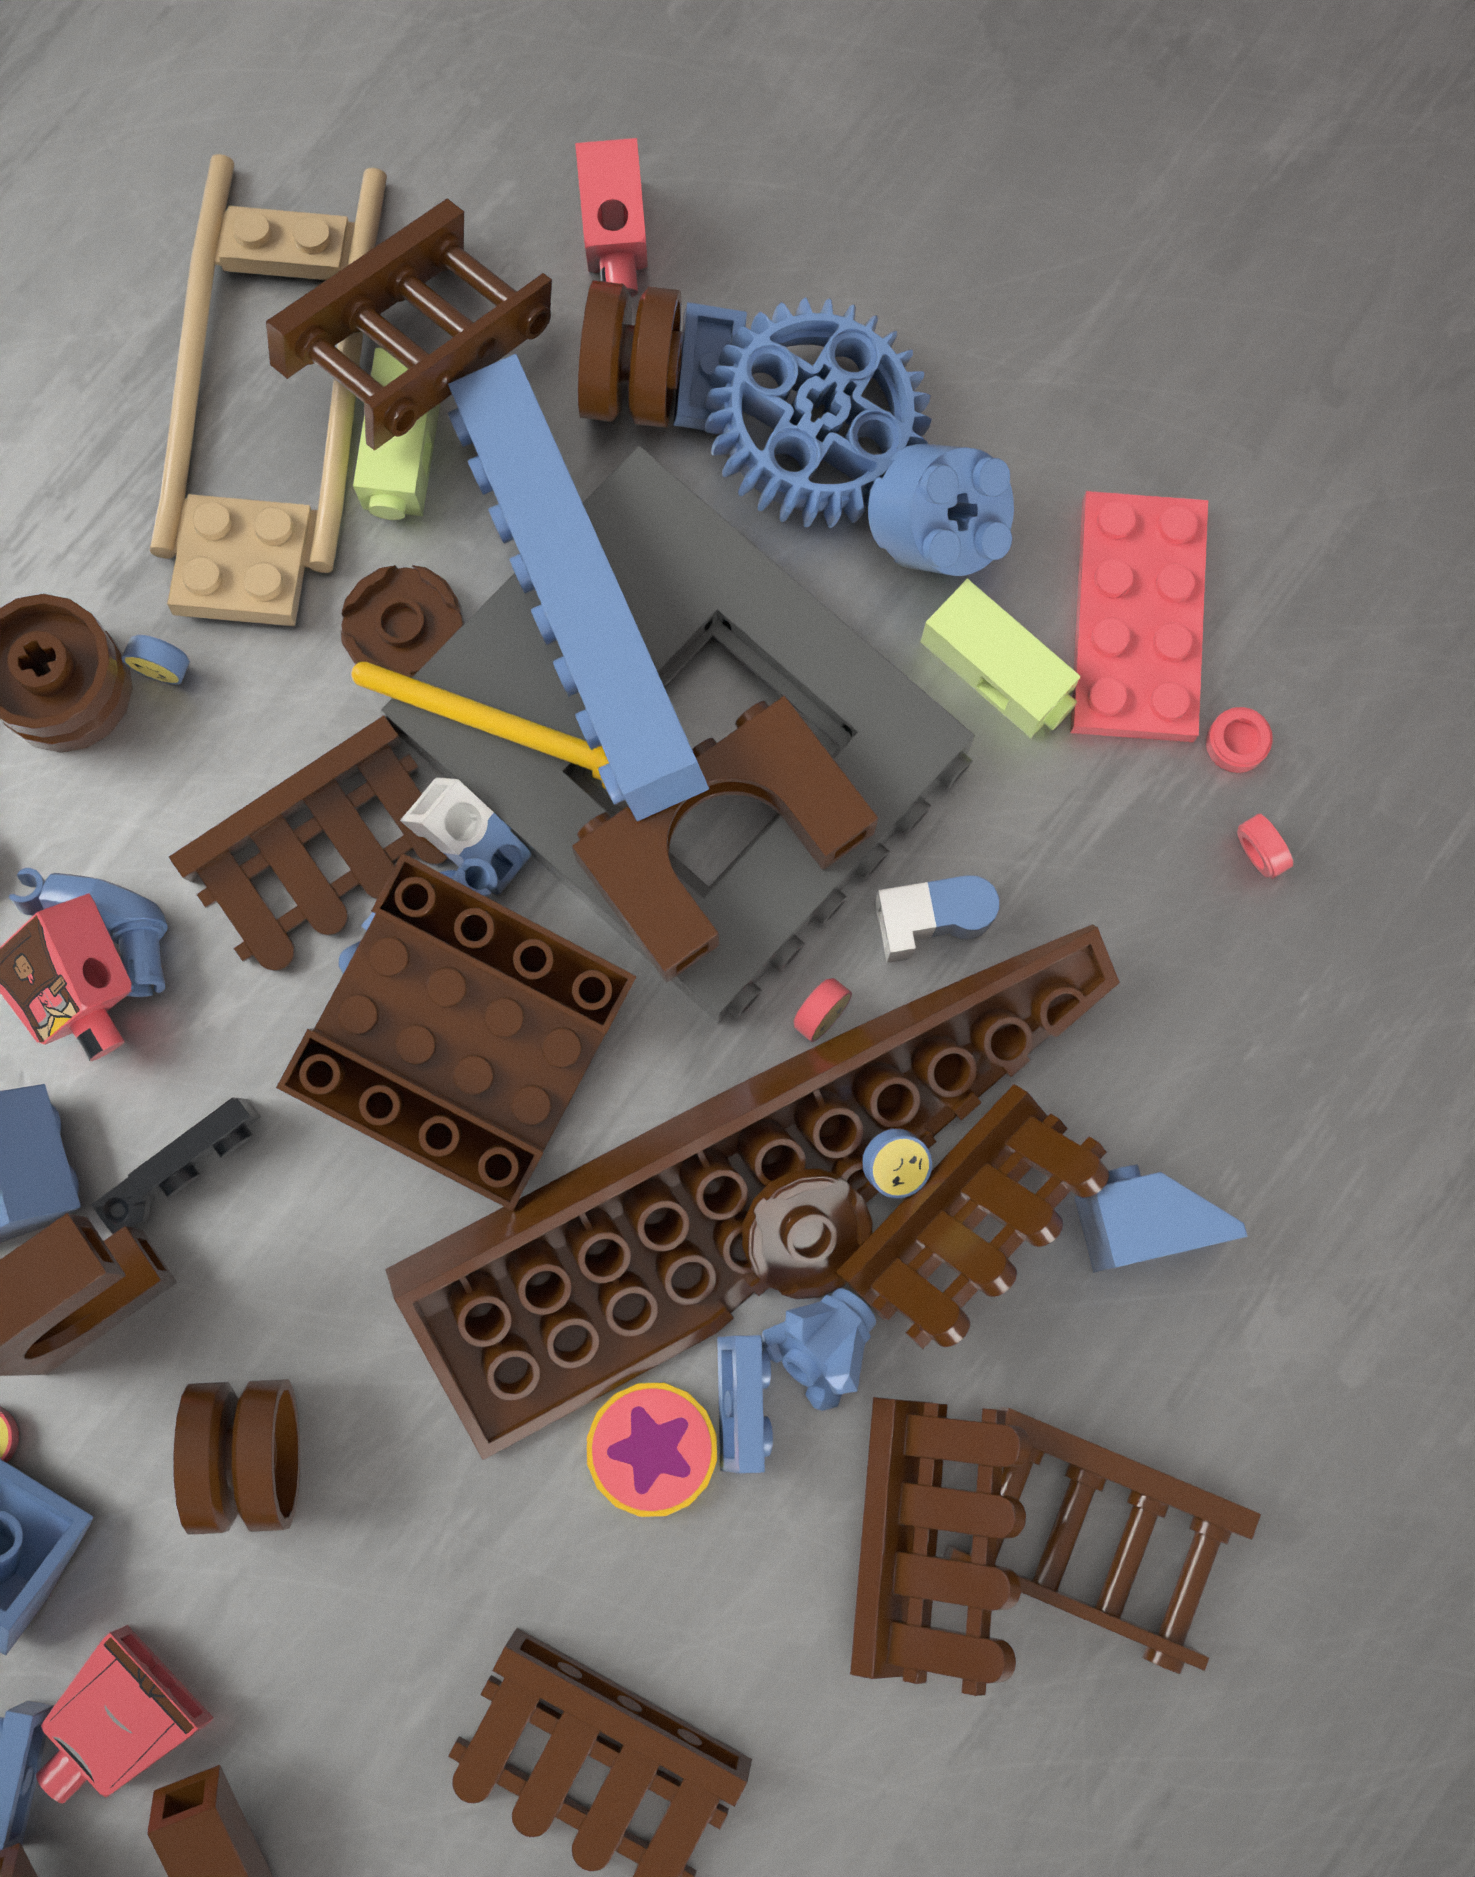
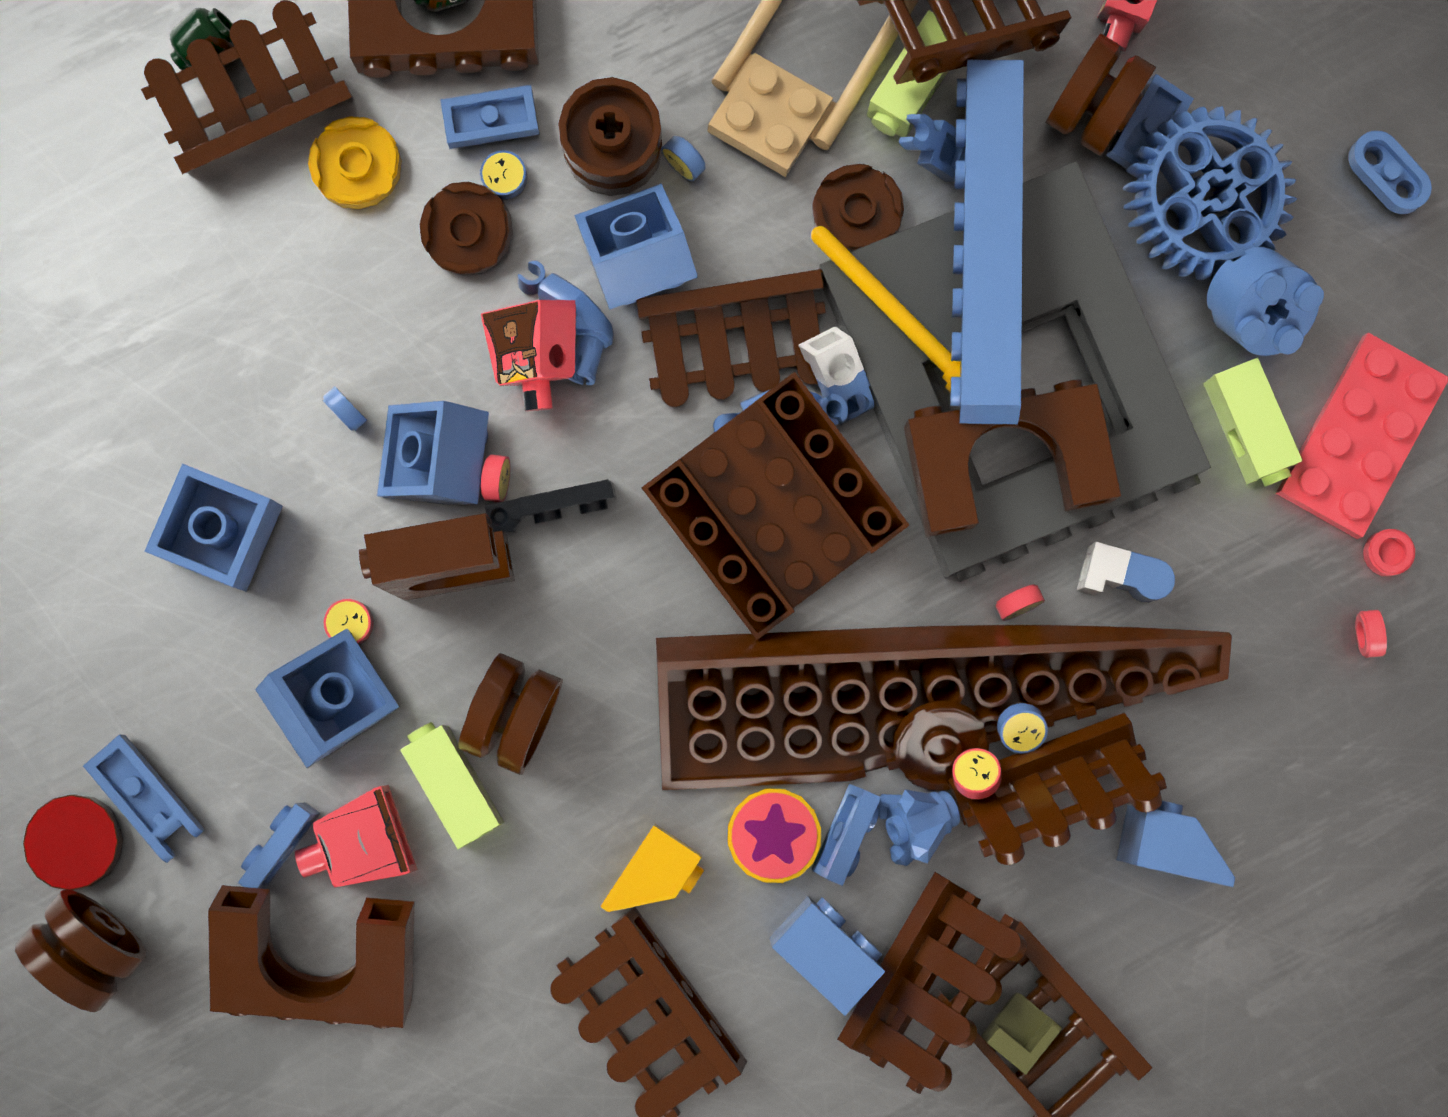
camera: 25 degrees right, 5 degrees up
(91, 1163) = (495, 478): none -> coral tile
(139, 793) = (636, 246): none -> medium blue brick
(205, 1586) = (451, 784): none -> yellowish green brick
(458, 501) = (937, 145): none -> medium blue plate
(519, 1570) = (655, 872): none -> yellow slope
(786, 1570) = (826, 955): none -> medium blue brick
(866, 1247) = (976, 773): none -> light yellow tile
(1023, 290) = (1392, 169): none -> medium blue plate
(1076, 1551) = (1021, 1032): none -> olive panel

